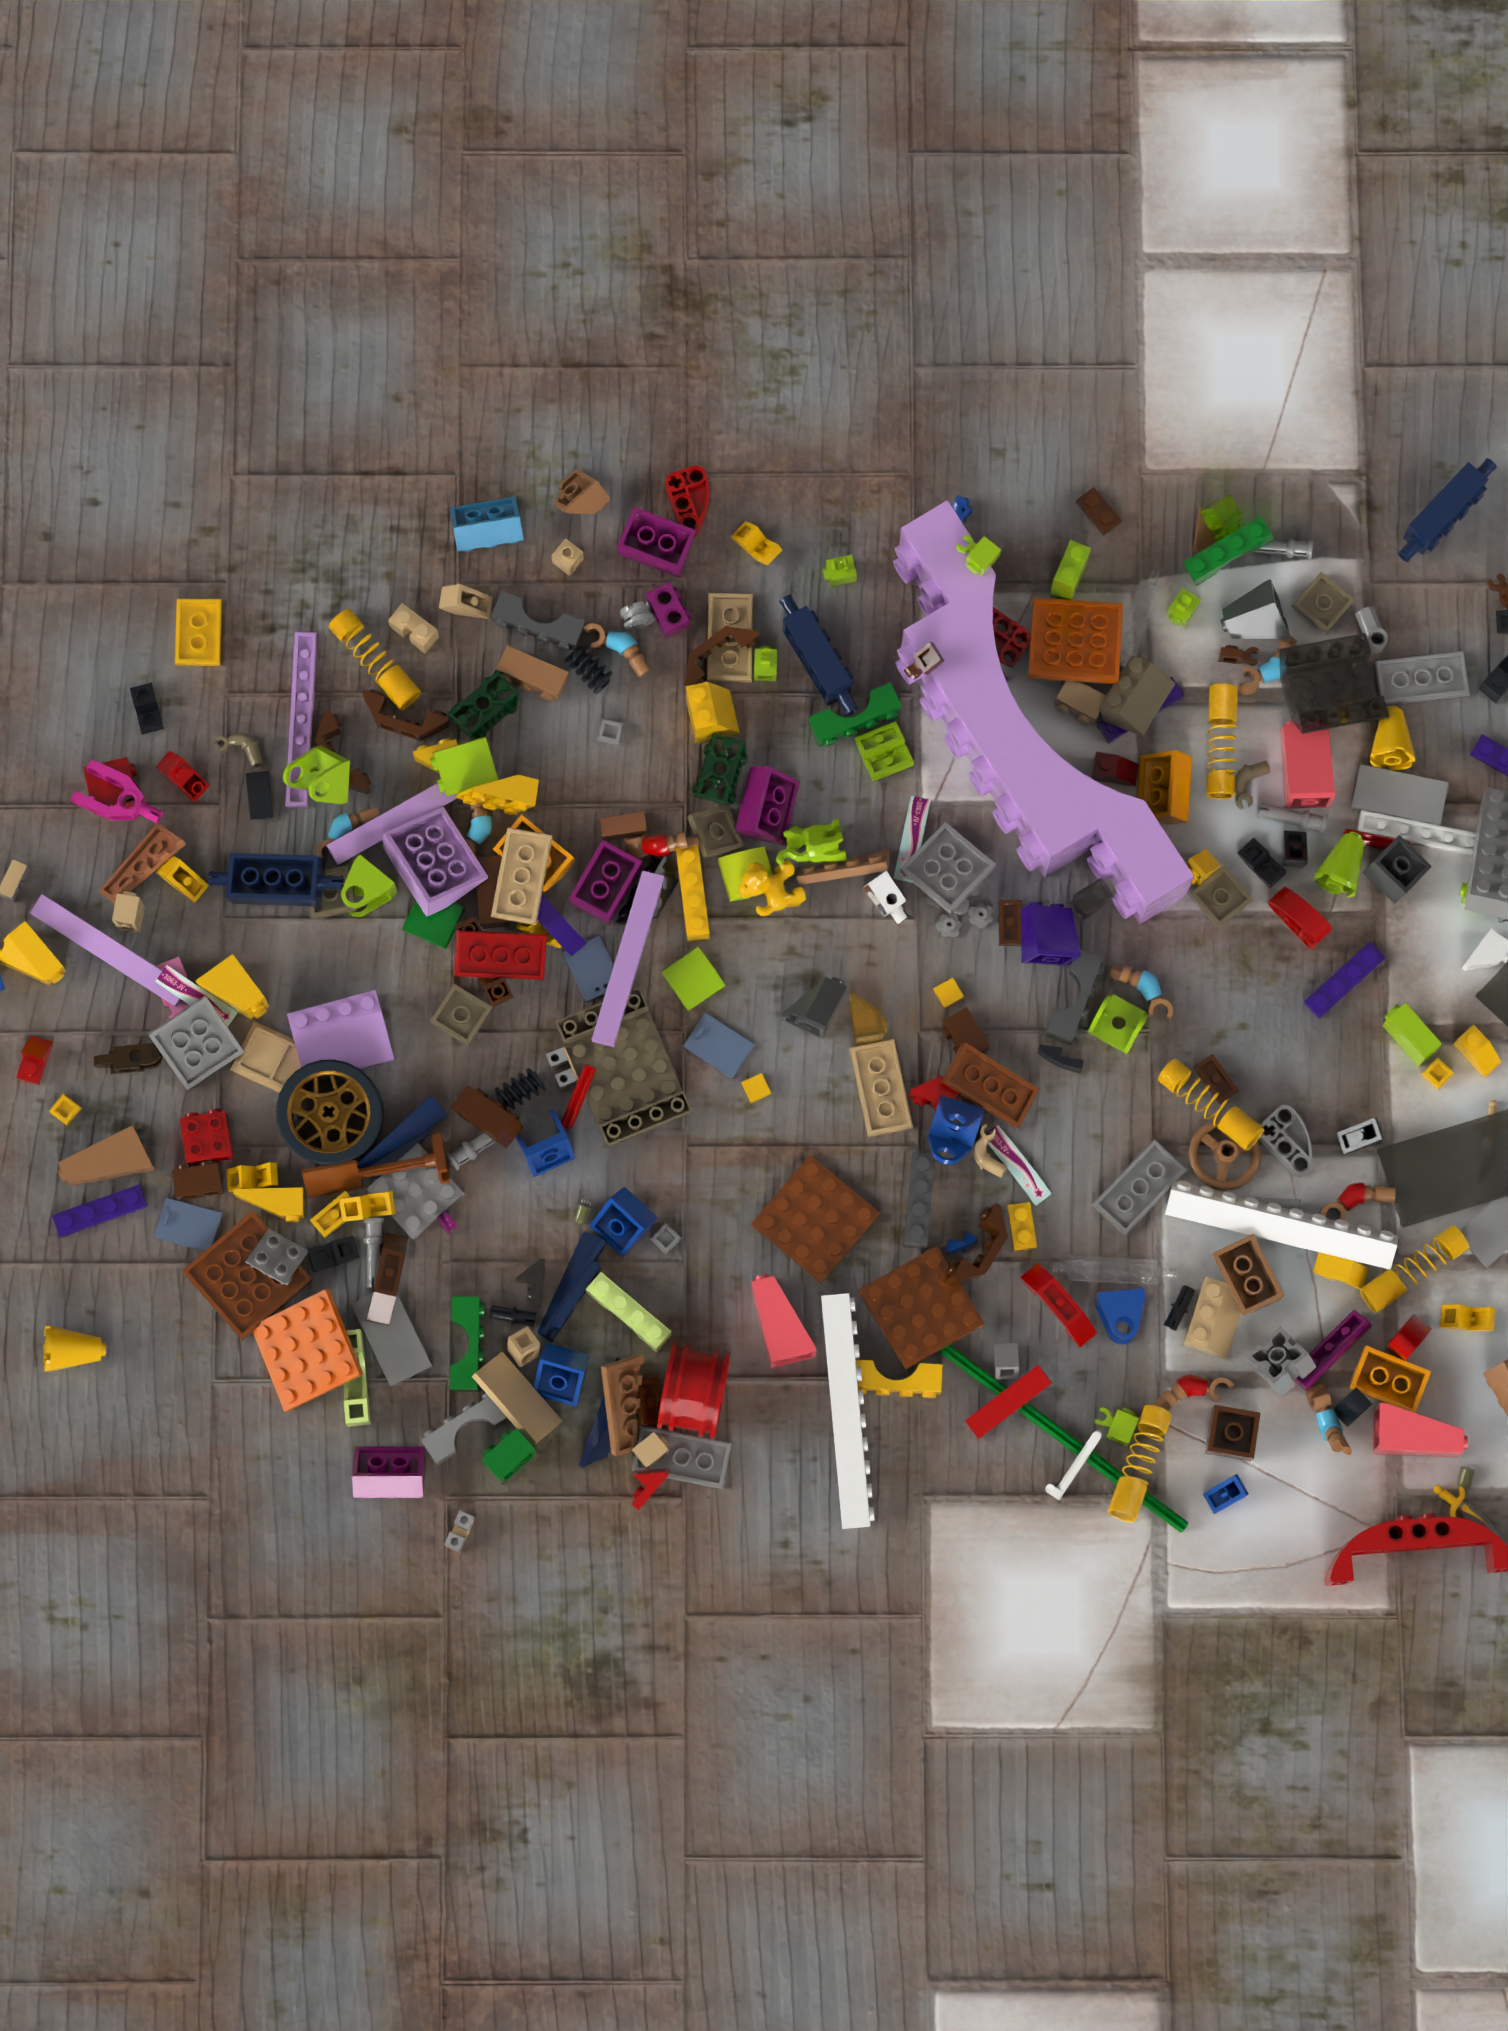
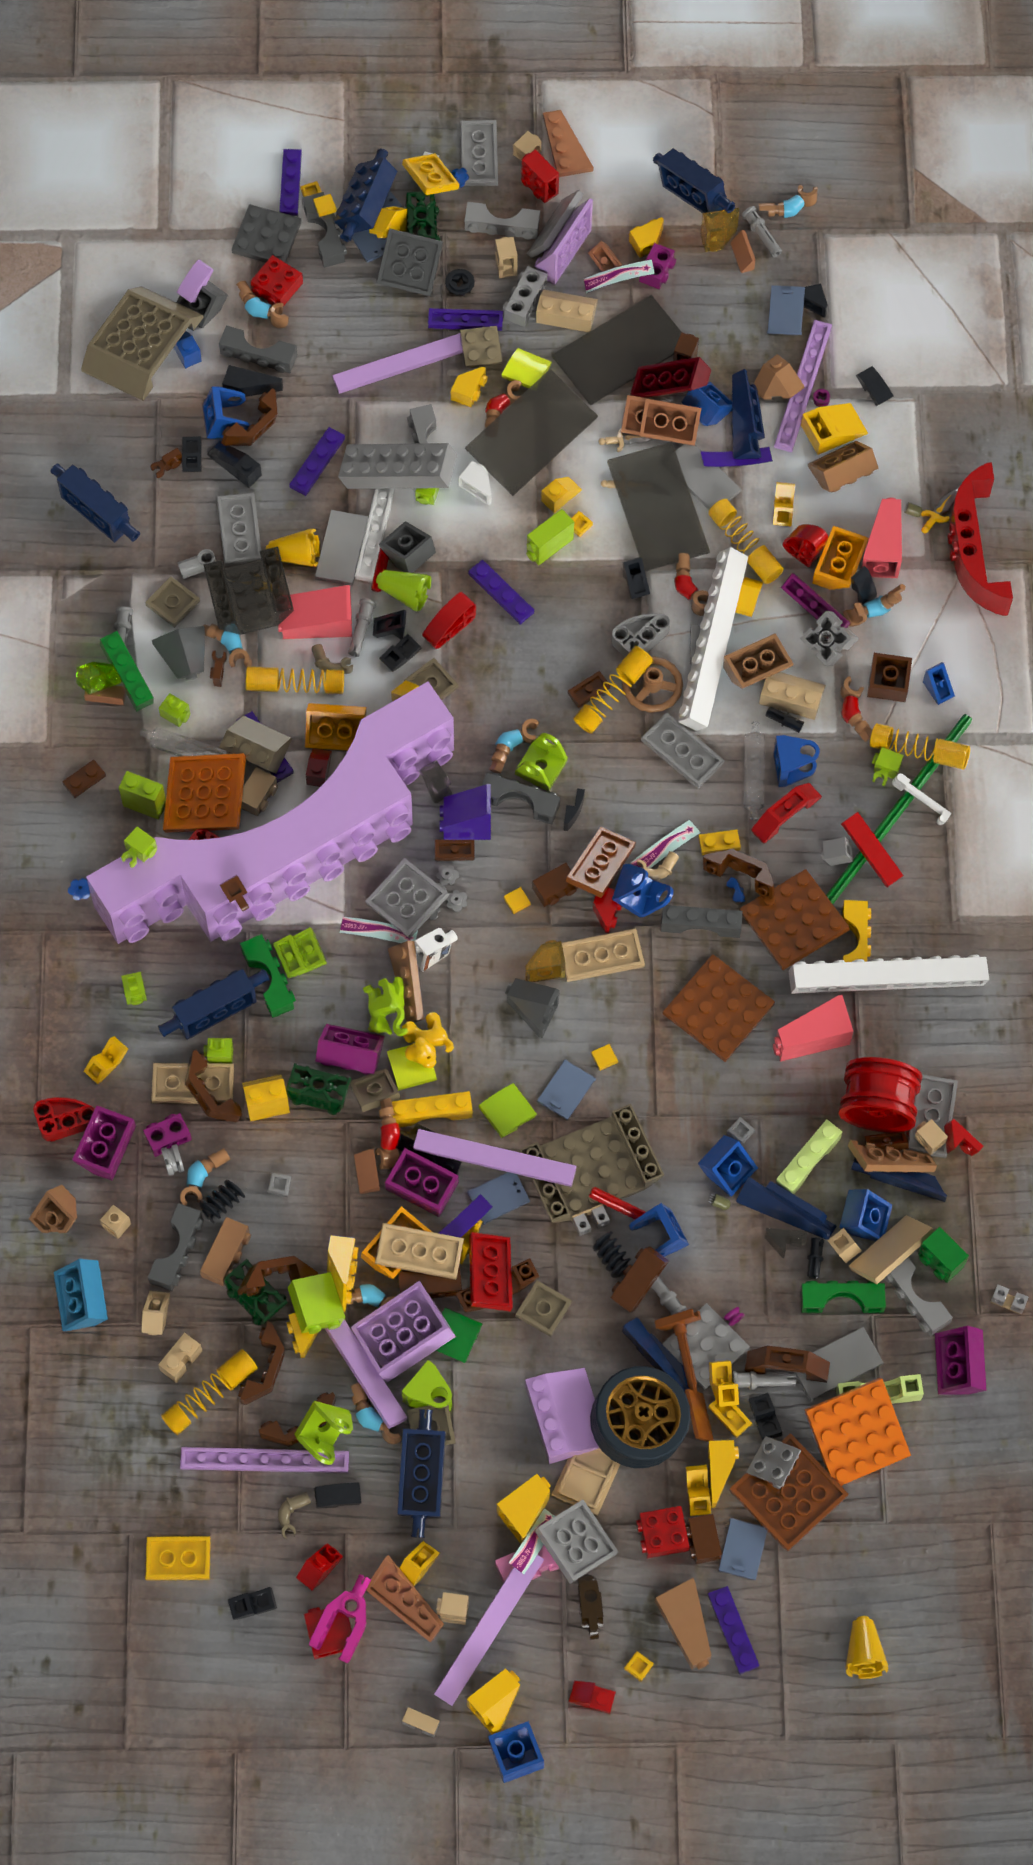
camera: 90 degrees left, 10 degrees down
(488, 696) = (254, 1278): none -> reddish brown slope

